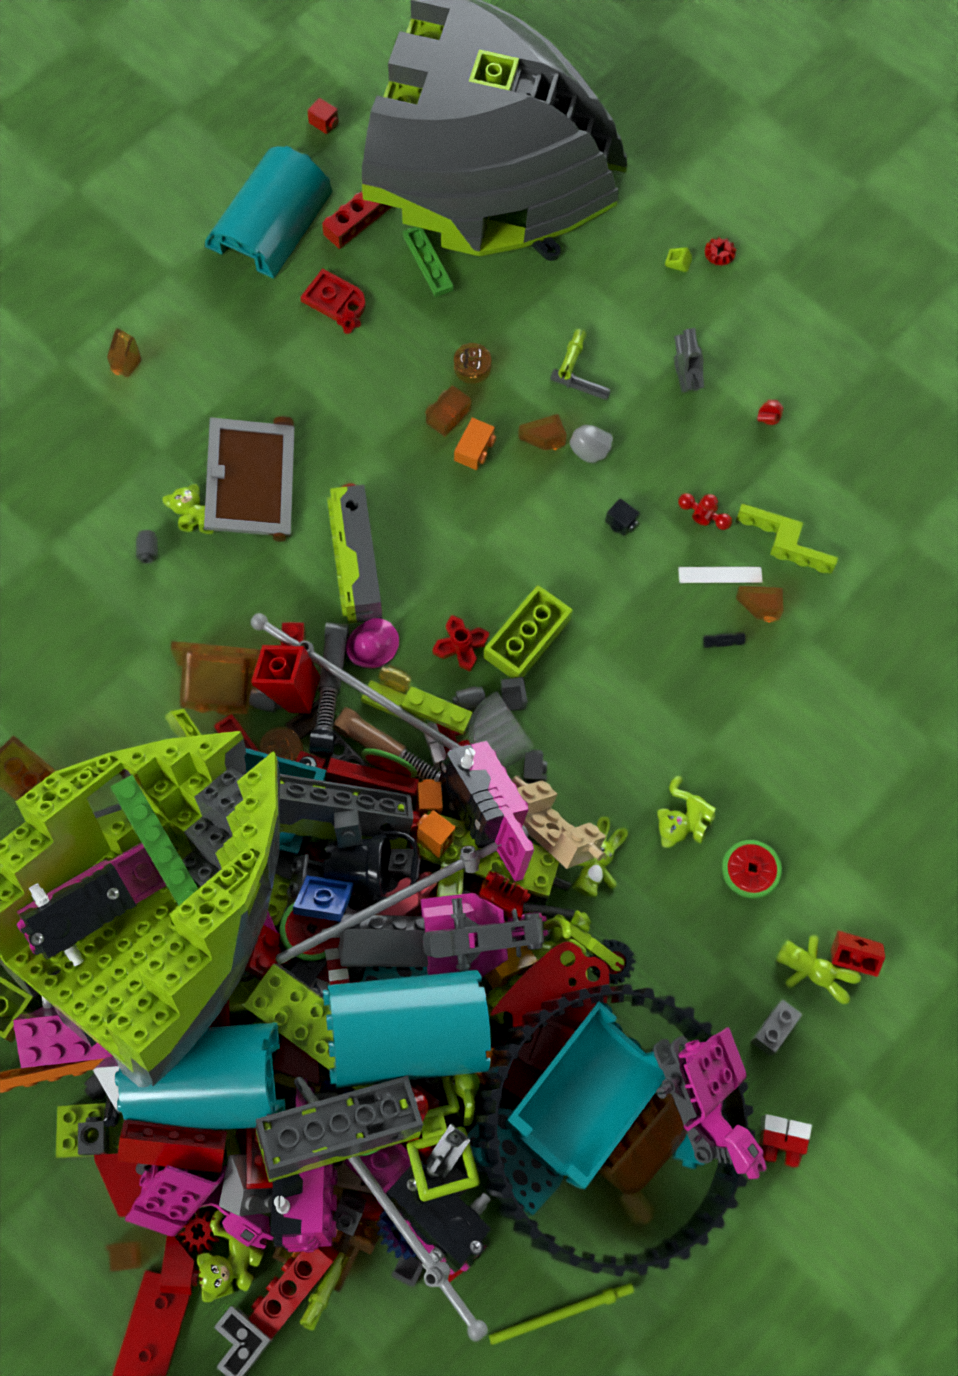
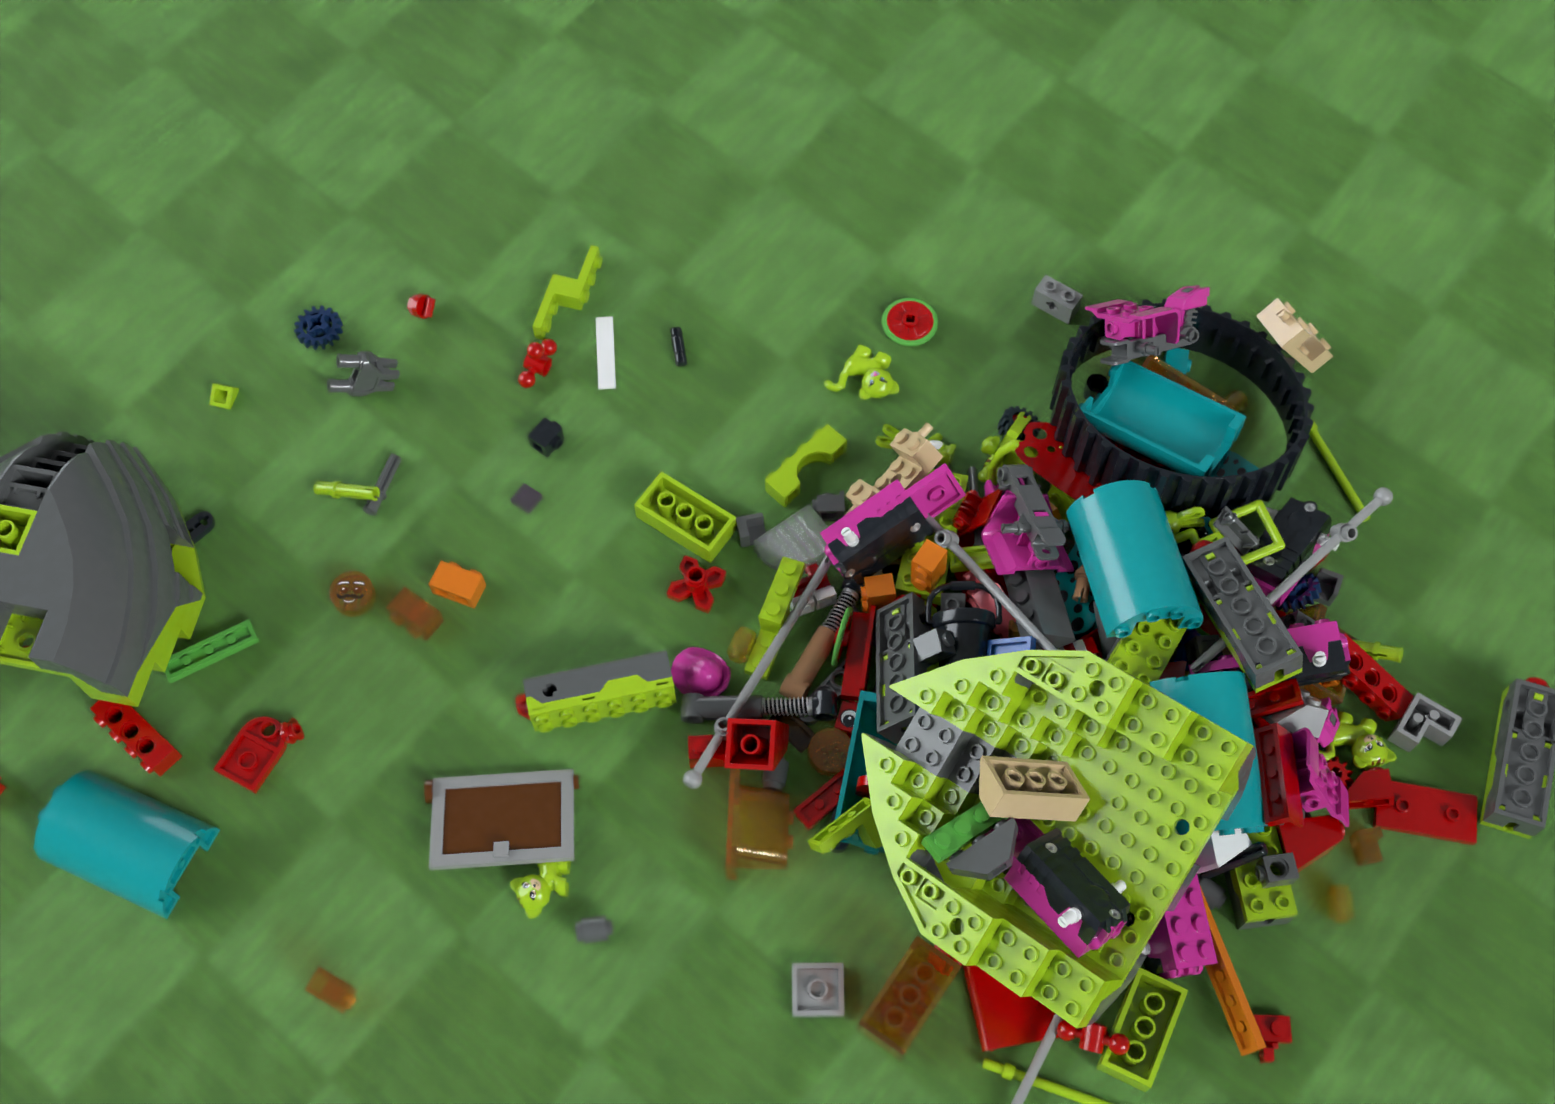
camera: 90 degrees left, 5 degrees down
(68, 722) = (817, 990): none -> light grey plate
(70, 1213) = (1340, 903): none -> clear yellow brick
(115, 835) = (988, 853): none -> dark grey slope
(168, 874) = (1030, 789): none -> tan slope
(469, 697) = (759, 571): dark grey brick -> none
(544, 433) = (445, 514): clear orange slope -> none
(560, 502) = (526, 498): none -> clear purple tile
(563, 728) = (823, 447): none -> lime arch
(591, 443) = (457, 469): light grey hair -> none
(703, 1285) = (1295, 335): none -> tan brick
(725, 256) = (218, 362): red gear -> none
(746, 328) = (318, 327): none -> dark blue gear
(762, 602) = (638, 311): clear orange slope -> none
(784, 1136) = (1152, 287): red hips -> none
(818, 970) = (999, 268): lime animal -> none
(857, 953) = (982, 236): red brick -> none

